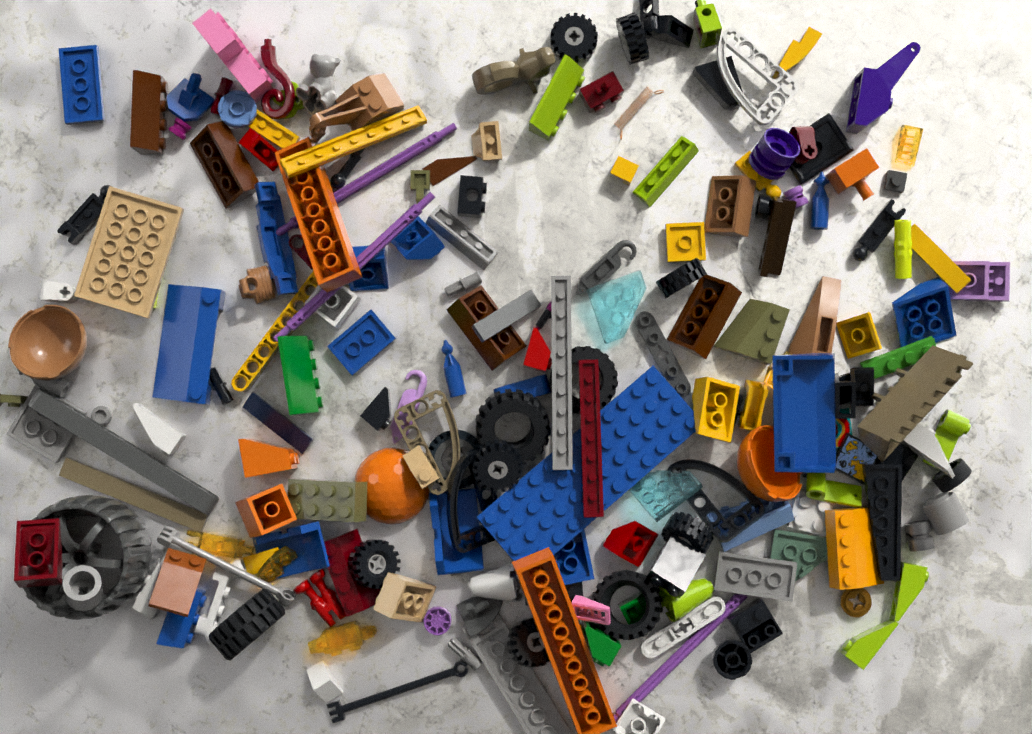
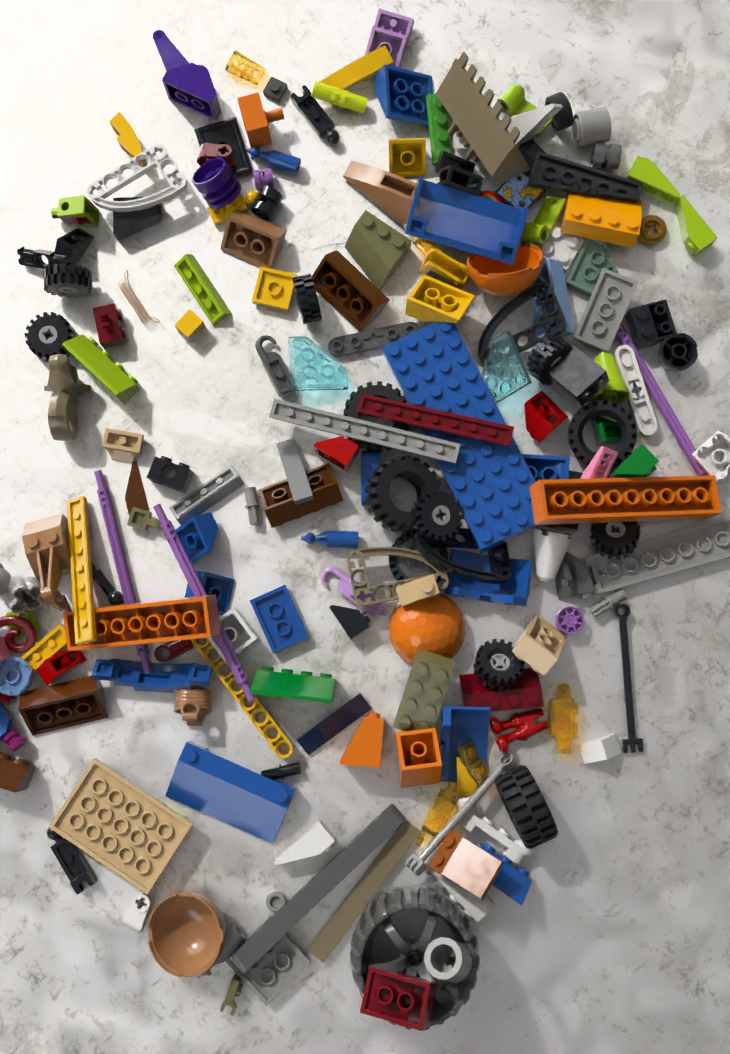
camera: 70 degrees left, 5 degrees down
(544, 317) = (304, 434): black piece -> none
(776, 237) = (294, 204): dark brown panel -> none

